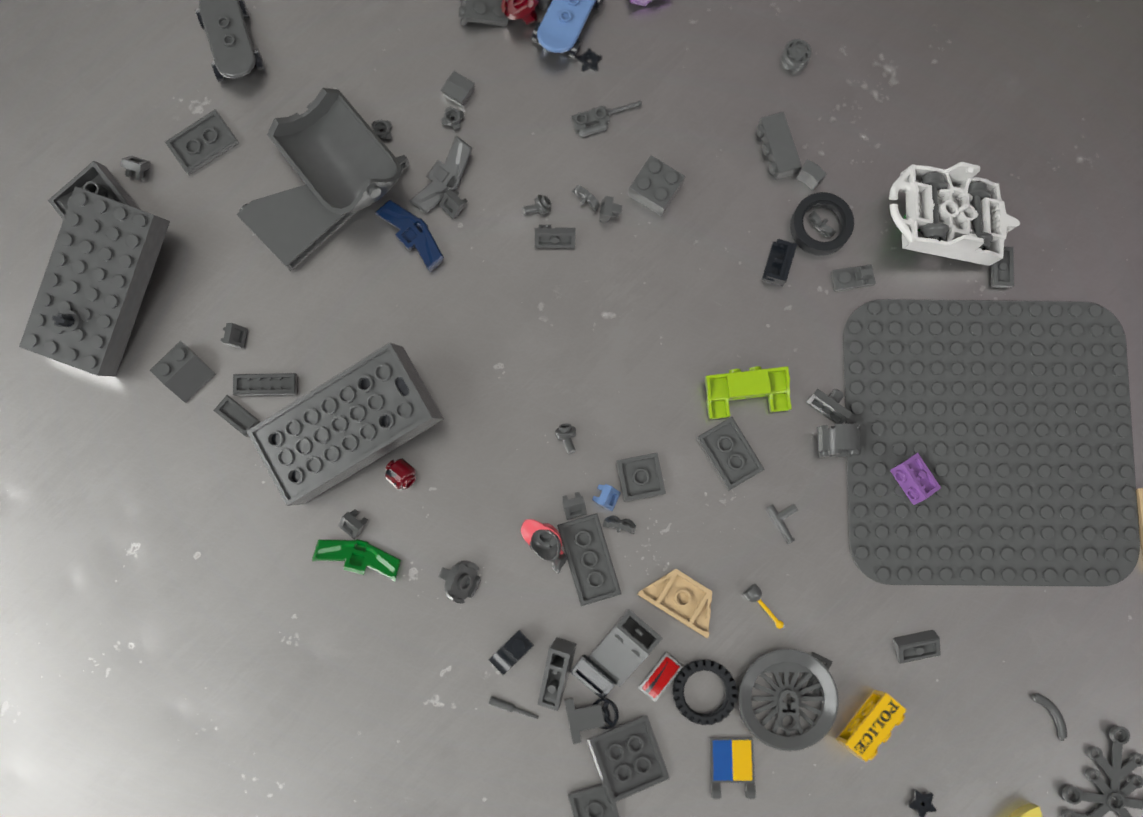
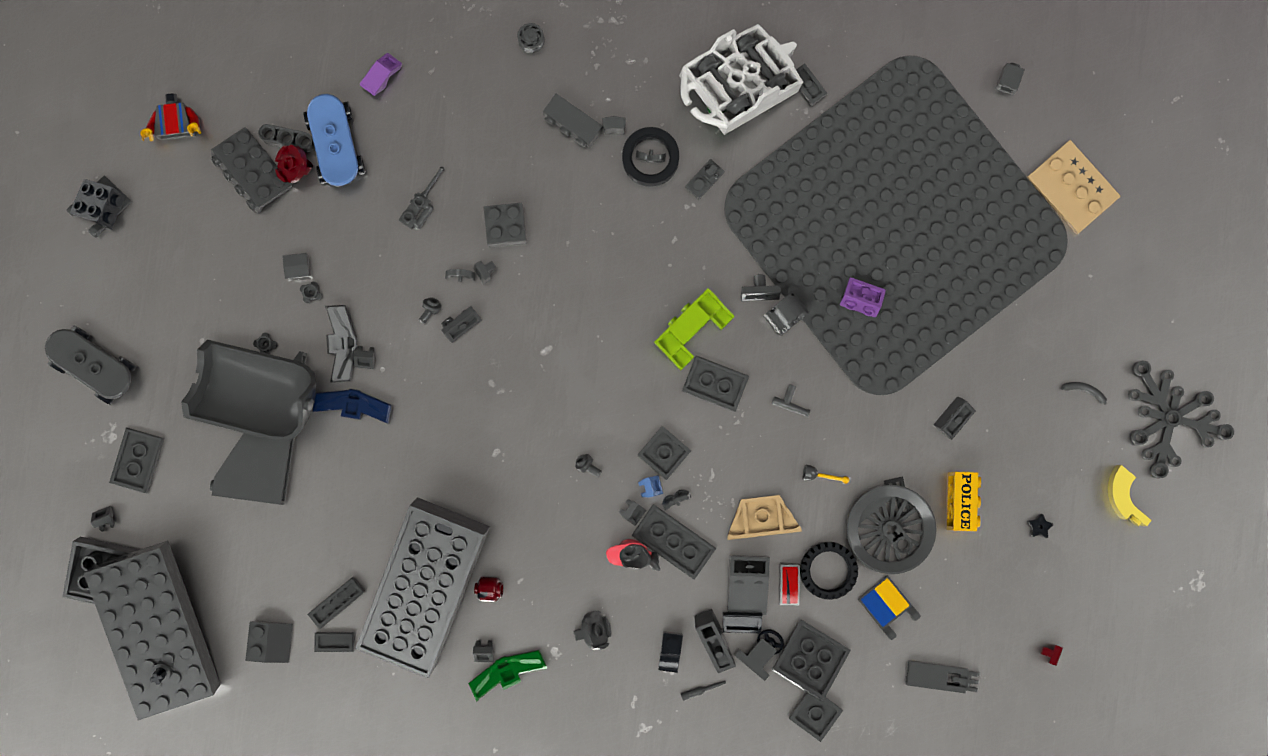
camera: 30 degrees left, 5 degrees up
(234, 335) = (284, 585): dark grey tile -> none
(589, 55) = (382, 165): black plate -> none
(779, 262) = (641, 211): black hinge -> none

